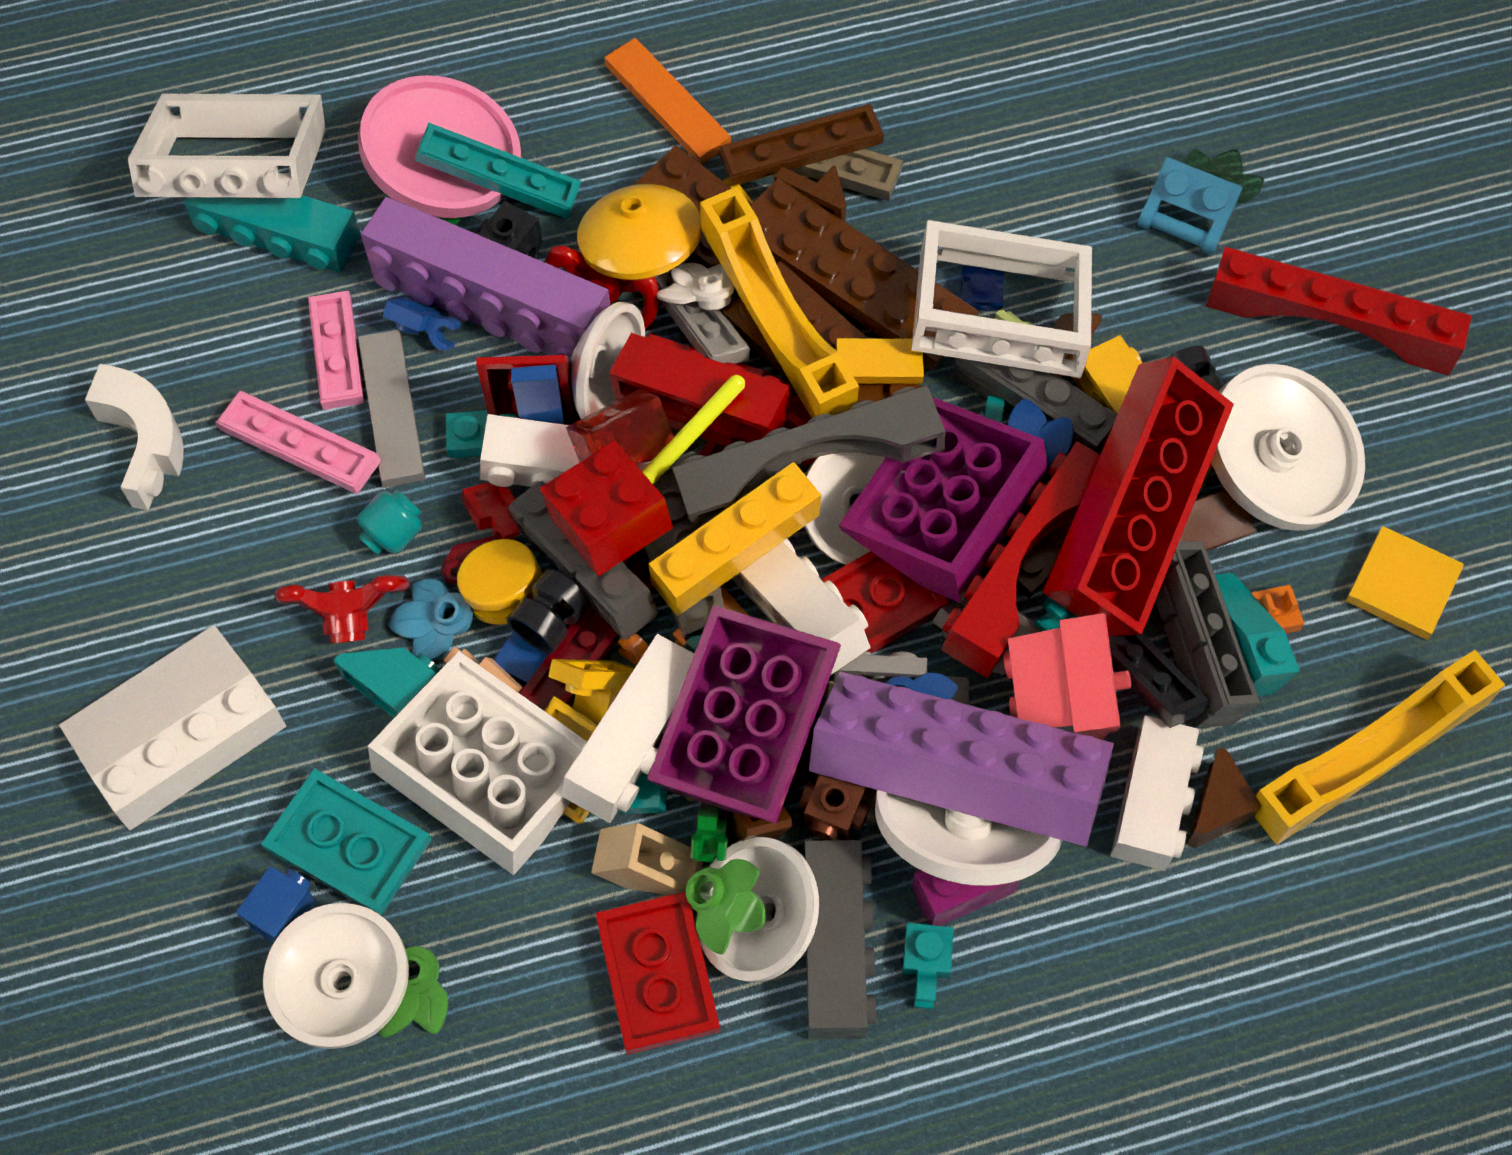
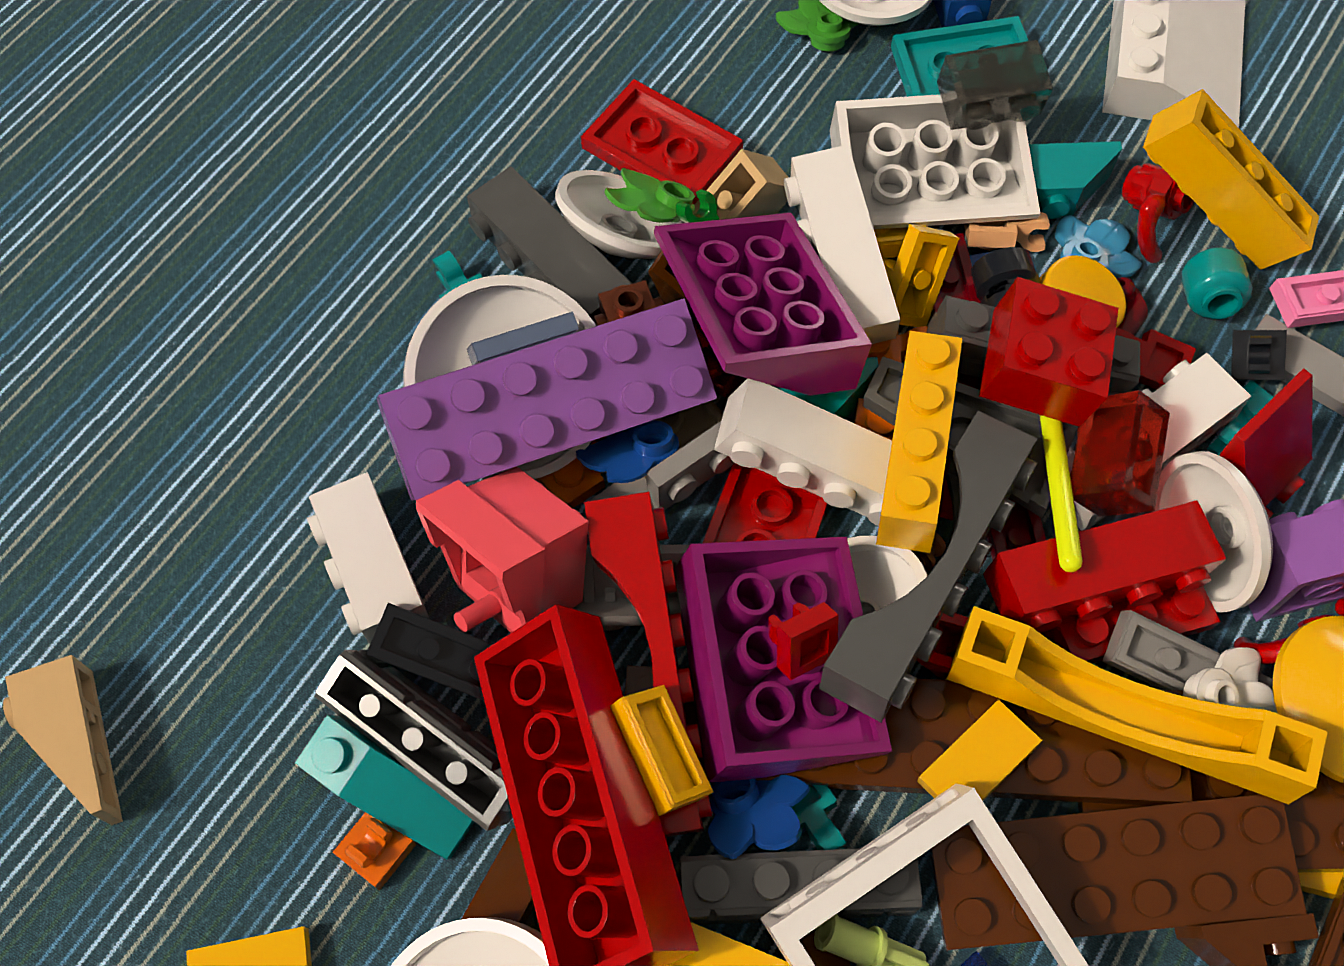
camera: 140 degrees right, 0 degrees up
(320, 550) = (1231, 180): none -> yellow brick
(397, 746) = (994, 85): none -> clear smoke brick
(427, 455) = (1258, 354): none -> black tile
(538, 393) = (1236, 417): blue tile -> none
(932, 465) = (804, 639): none -> red tile
(950, 799) = (522, 338): none -> sand blue tile
(1071, 481) = (661, 749): none -> yellow tile
(1224, 801) = (298, 595): reddish brown slope -> none
(1342, 771) = (132, 855): yellow arch -> none
(1445, 831) = (62, 722): none -> tan slope

